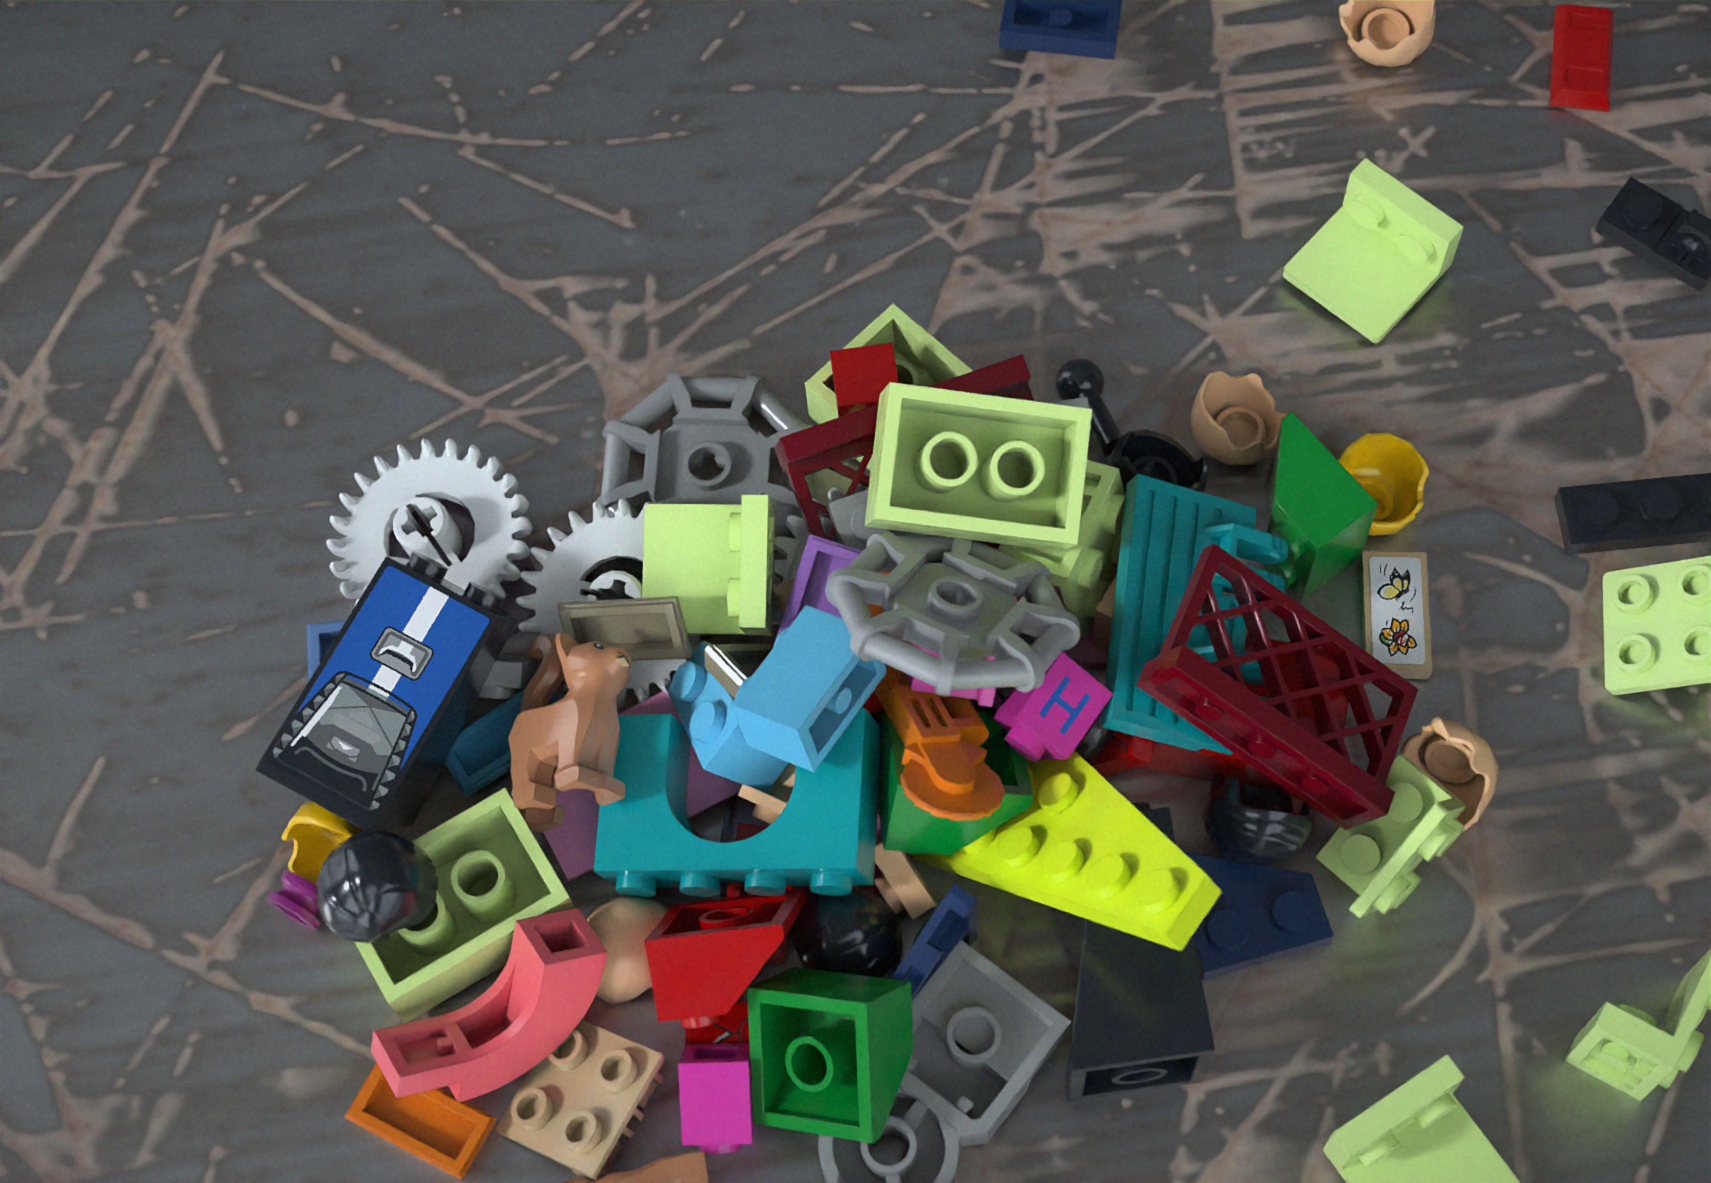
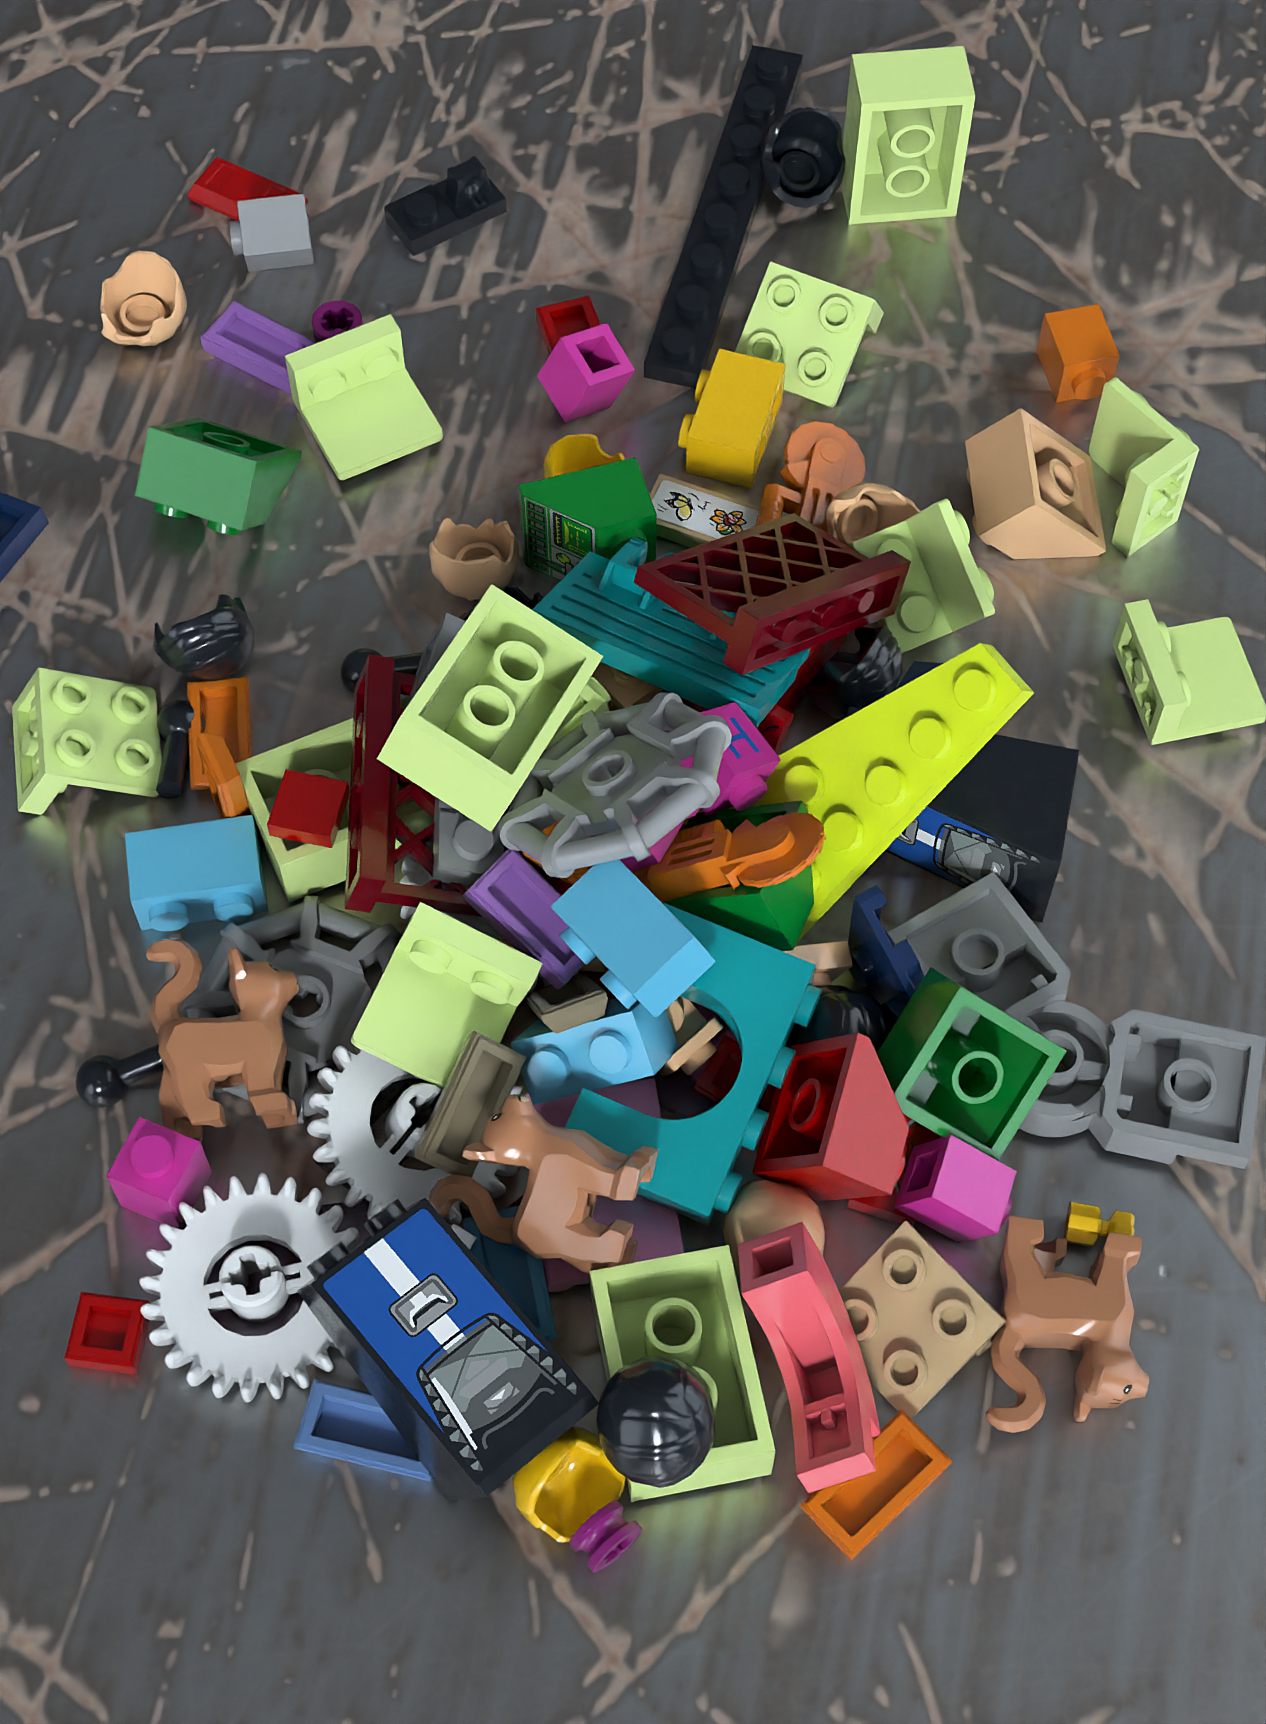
camera: 75 degrees left, 5 degrees down
(358, 441) = (107, 1333): none -> red tile
(503, 419) = (159, 1172): none -> dark pink brick
(588, 348) = (105, 1079): none -> black bar
(625, 430) = (223, 1050): none -> nougat animal
(792, 322) = (196, 873): none -> medium azure brick
(875, 295) = (222, 776): none -> orange tile
(901, 191) = (85, 736): none -> yellowish green bracket
(954, 258) = (173, 728): none -> black bar
(957, 288) = (226, 715): none -> orange tile
(1034, 238) = (209, 644): none -> black hair
(1231, 165) = (214, 474): none -> slope
(1407, 138) = (254, 344): none -> medium lavender tile
(1468, 184) = (336, 316): none -> magenta bush
(1503, 433) = (585, 372): none -> dark pink brick
(1517, 704) = (817, 467): none -> orange piece
(1530, 596) = (733, 417): none -> yellow brick
(1534, 93) = (272, 233): none -> light grey brick
(1574, 406) = (565, 319): none -> red tile
(1585, 930) = (1033, 491): none -> light nougat slope

